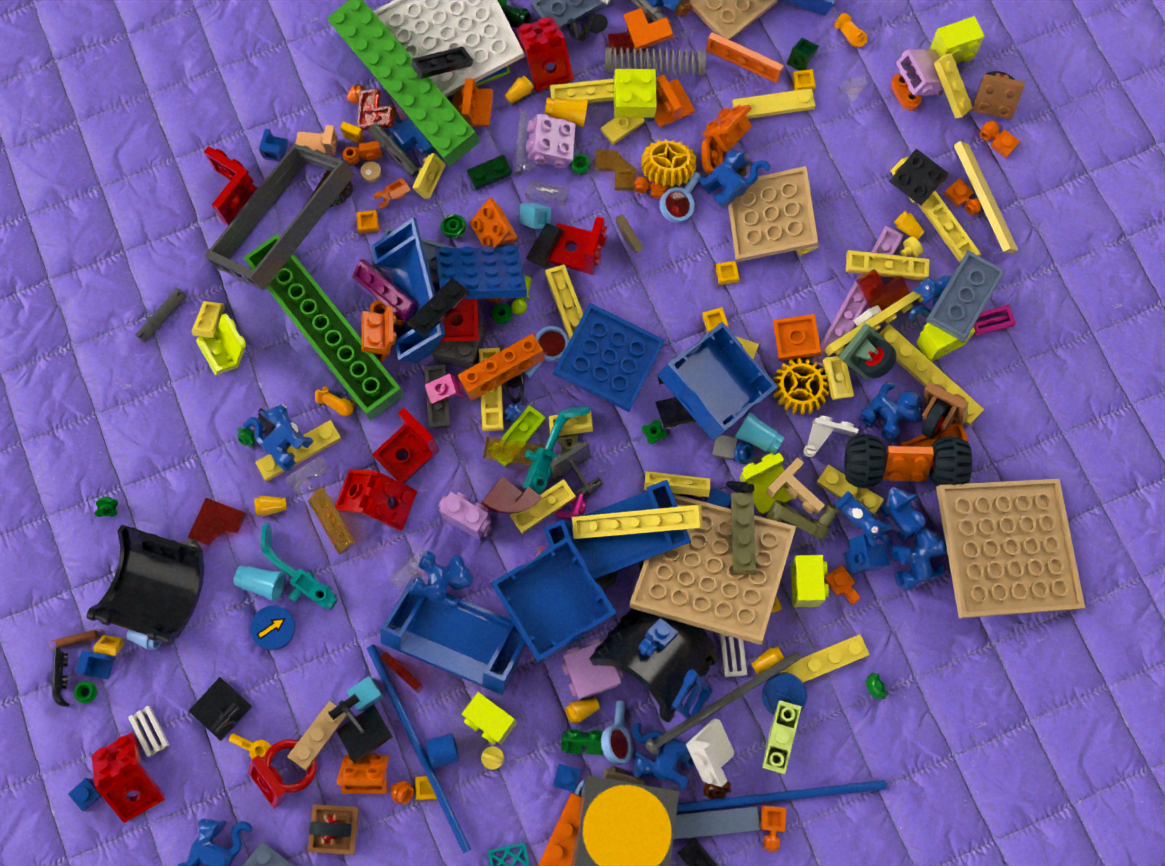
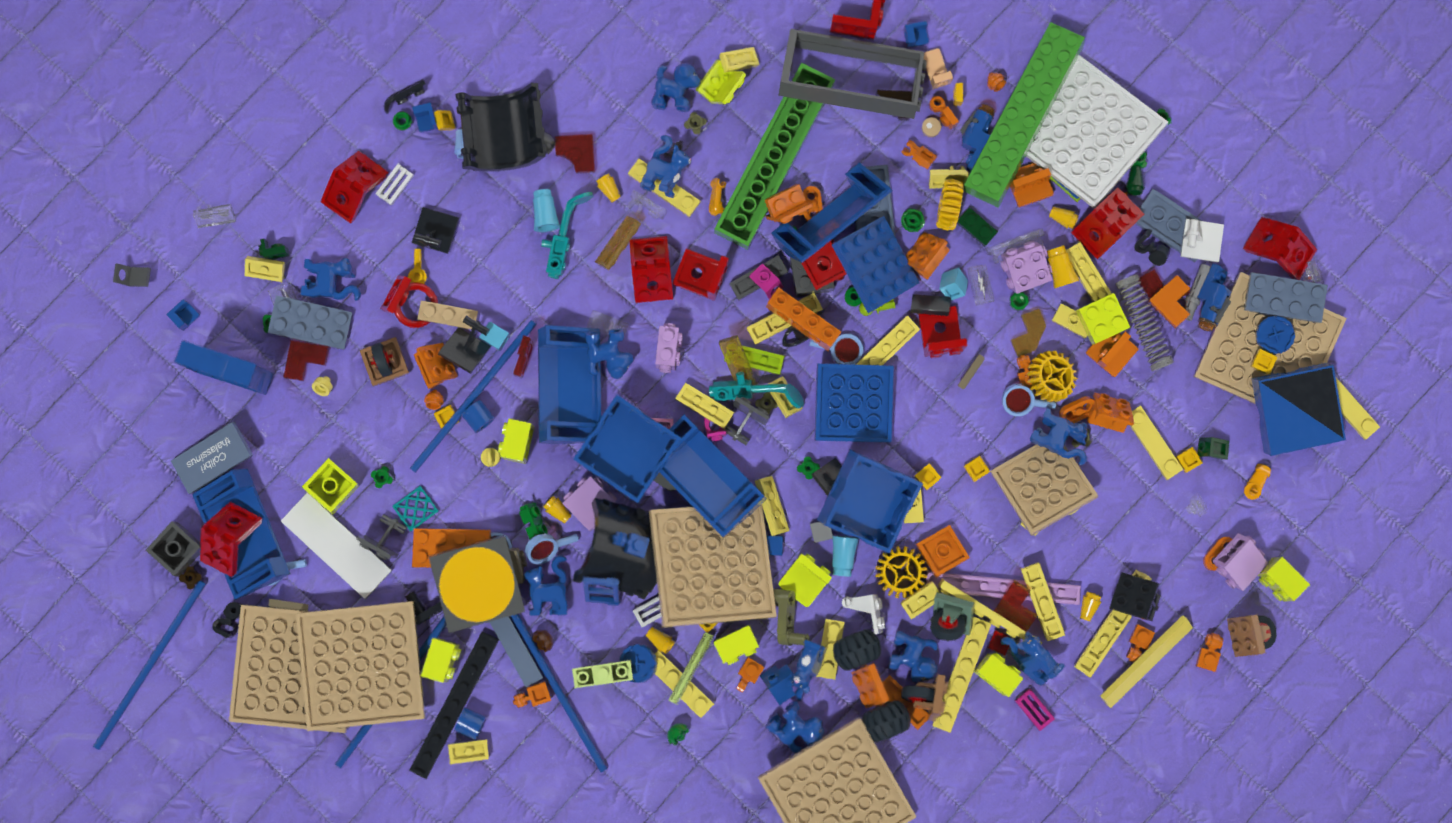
camera: 60 degrees right, 10 degrees up
(76, 639) = (439, 92): nougat piece -> none
(84, 794) = (327, 160): blue plate -> none
(106, 507) = (550, 60): green plate -> none
(154, 322) = (725, 18): dark grey pin -> none
(198, 379) = (684, 77): none -> blue animal
(245, 386) = (695, 118): none -> olive plate
(246, 437) = (655, 141): green plate -> none
(272, 627) = (514, 239): blue tile -> none
(367, 221) = (885, 146): light orange tile -> none
(370, 112) = (979, 103): clear red tile -> none
(384, 289) = (828, 191): magenta tile -> none
(392, 148) = (960, 129): dark grey pin -> none
(437, 307) = (820, 247): black plate -> none
(441, 62) = (1050, 142): black plate -> none
(455, 182) = (949, 204): none -> yellow gear
(508, 499) = (695, 375): dark red brick -> none
(513, 411) = (773, 345): blue plate -> none
(566, 777) = (500, 521): blue plate -> none
(637, 522) = (719, 487): light yellow plate -> none
(652, 746) = (551, 577): dark grey bar -> none
(710, 752) = (567, 623): white bracket -> none
(740, 487) = (791, 560): black bar -> none
(743, 453) = (822, 549): blue plate -> none
(743, 533) = (750, 576): olive plate -> none
(744, 57) = (1185, 398): orange plate -> none
(795, 489) = (808, 603): tan bracket -> none
(807, 634) = (689, 670): none -> yellowish green axle
(867, 315) = (988, 603): white tile -> none
(902, 513) = (823, 702): blue animal -> none
(908, 328) = (995, 644): none -> red tile
(912, 247) = (1069, 616): light yellow tile -> none
(953, 85) = (1237, 592): light yellow plate -> none
(965, 296) = (1035, 677): sand blue tile -> none

